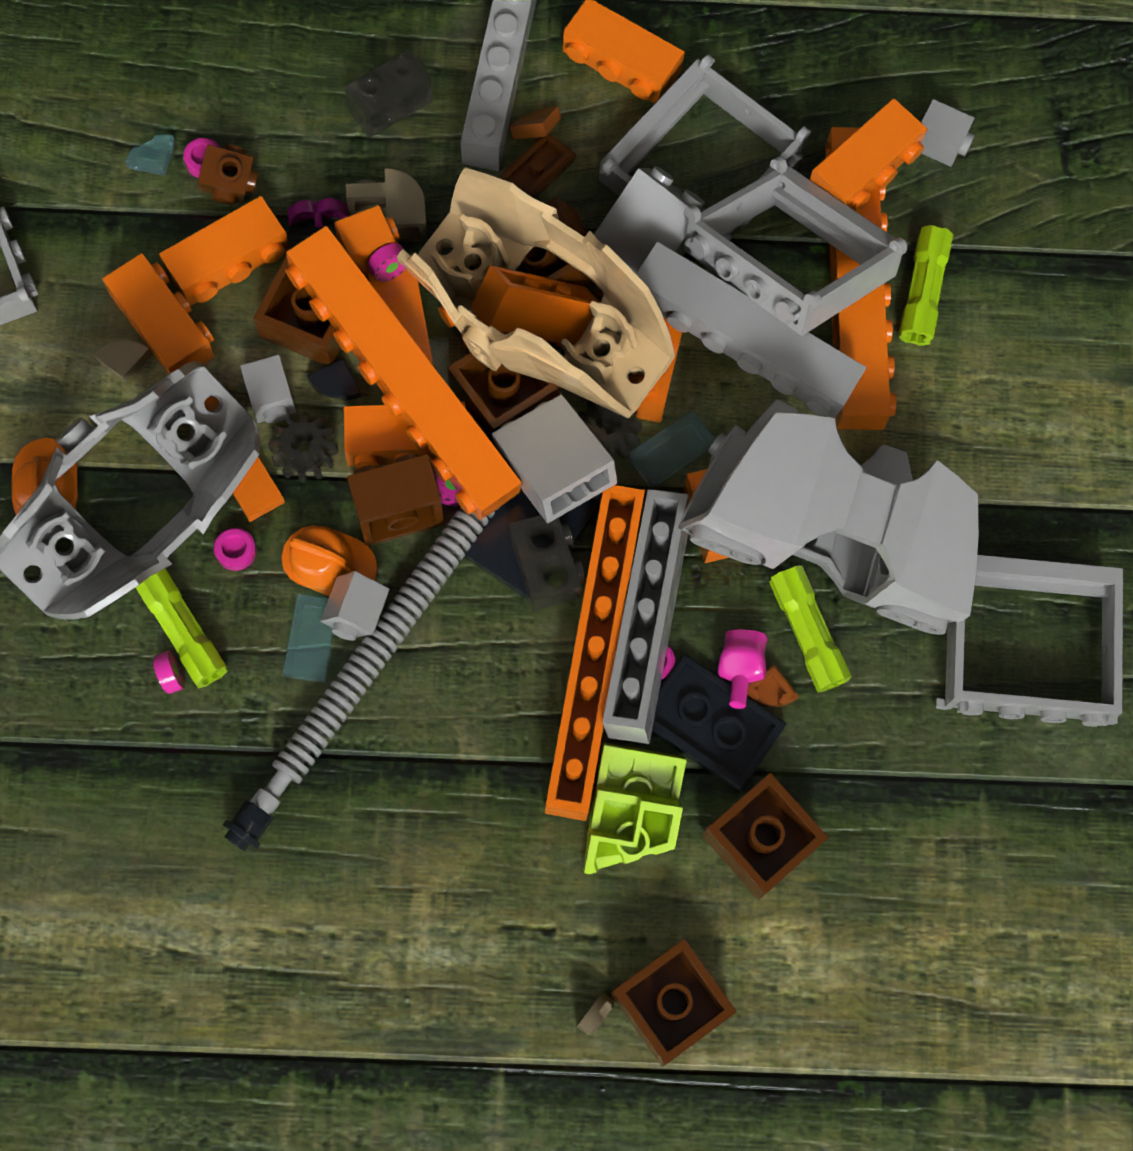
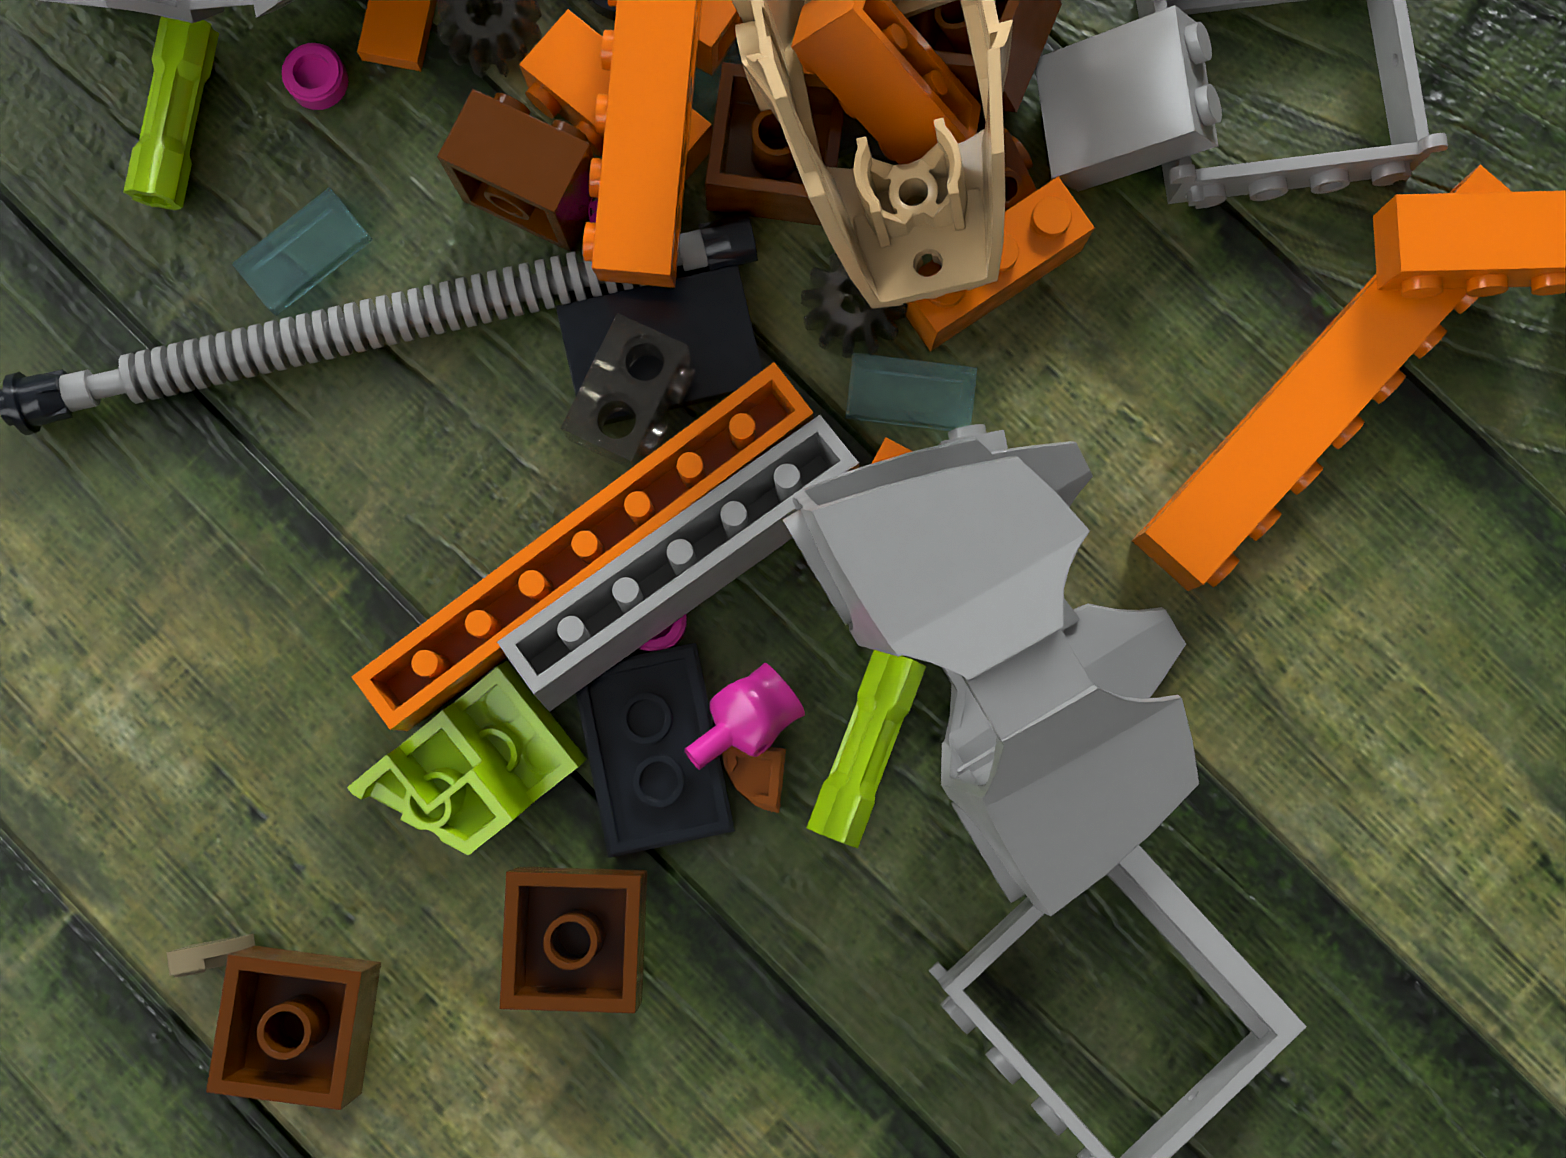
camera: 50 degrees right, 10 degrees up
(168, 672) = (109, 151): dark pink tile -> none
(321, 554) = (403, 183): orange piece -> none
(354, 606) = (369, 256): light grey brick -> none
(555, 458) = (738, 280): light grey brick -> none
(748, 333) = (1115, 323): light grey brick -> none
(818, 211) = (1357, 256): light grey window -> none
(921, 309) = (1443, 440): lime axle -> none

